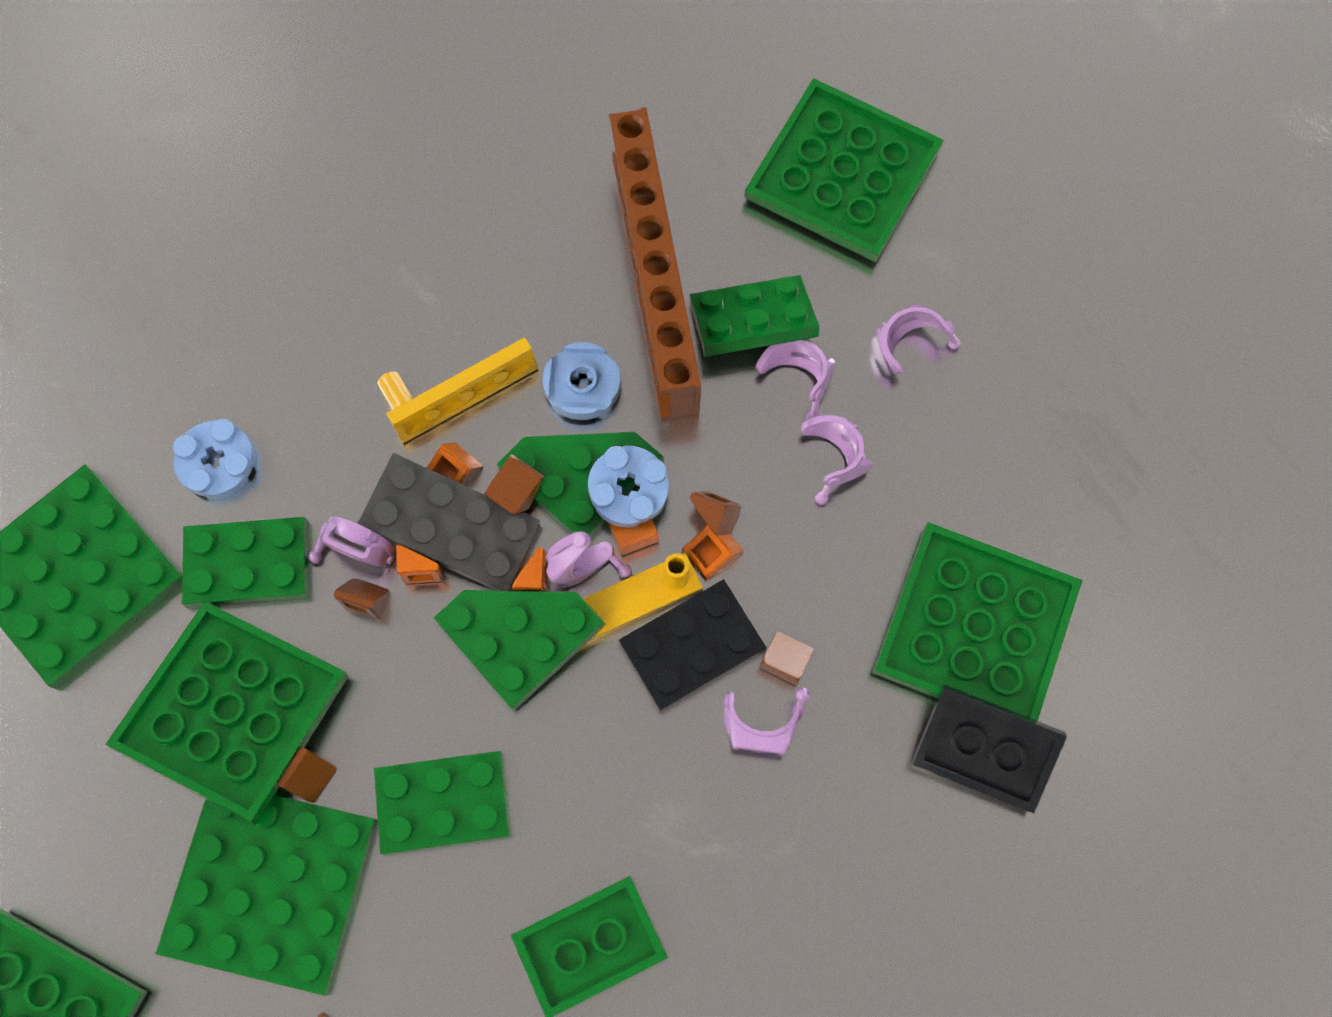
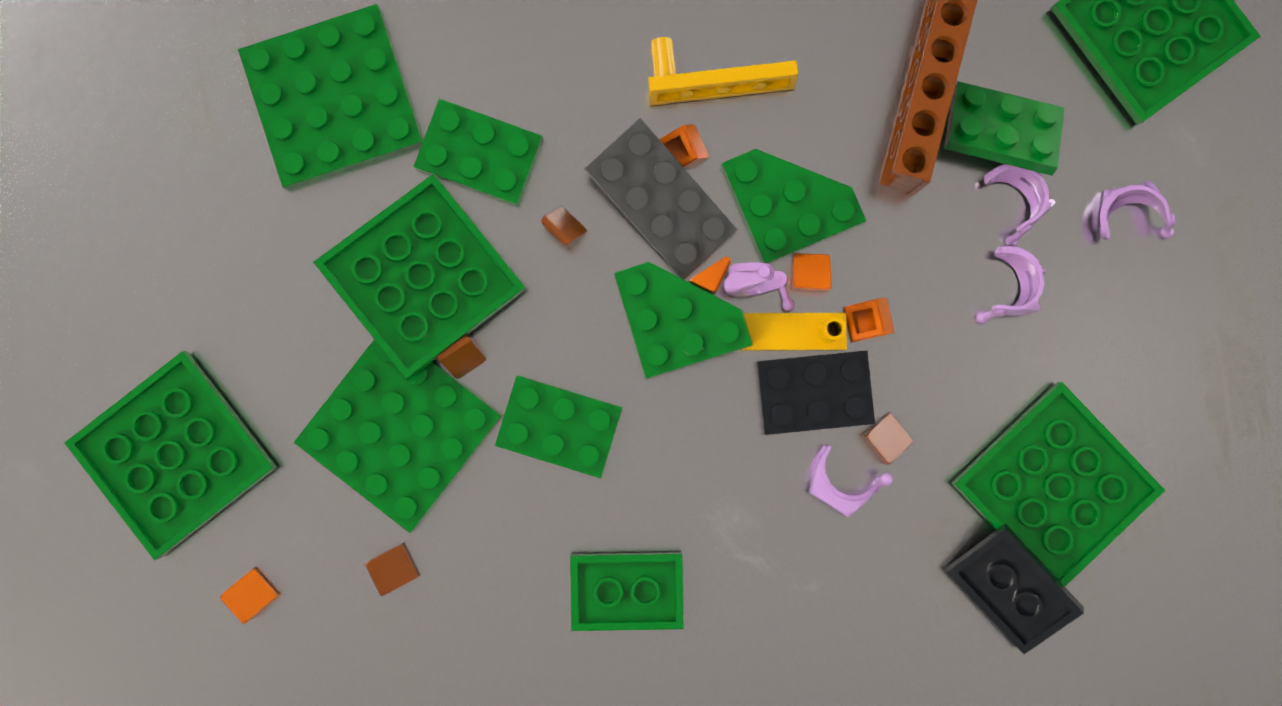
camera: 25 degrees right, 15 degrees up
(196, 446) = (471, 32): light blue plate -> none
(378, 550) = (594, 193): lavender helmet -> none
(416, 568) = (617, 224): orange slope -> none
(514, 486) = (729, 191): dark orange slope -> none
(595, 398) = (847, 114): light blue plate -> none
(618, 465) = (803, 236): light blue plate -> none
(716, 511) = (889, 289): dark orange slope -> none

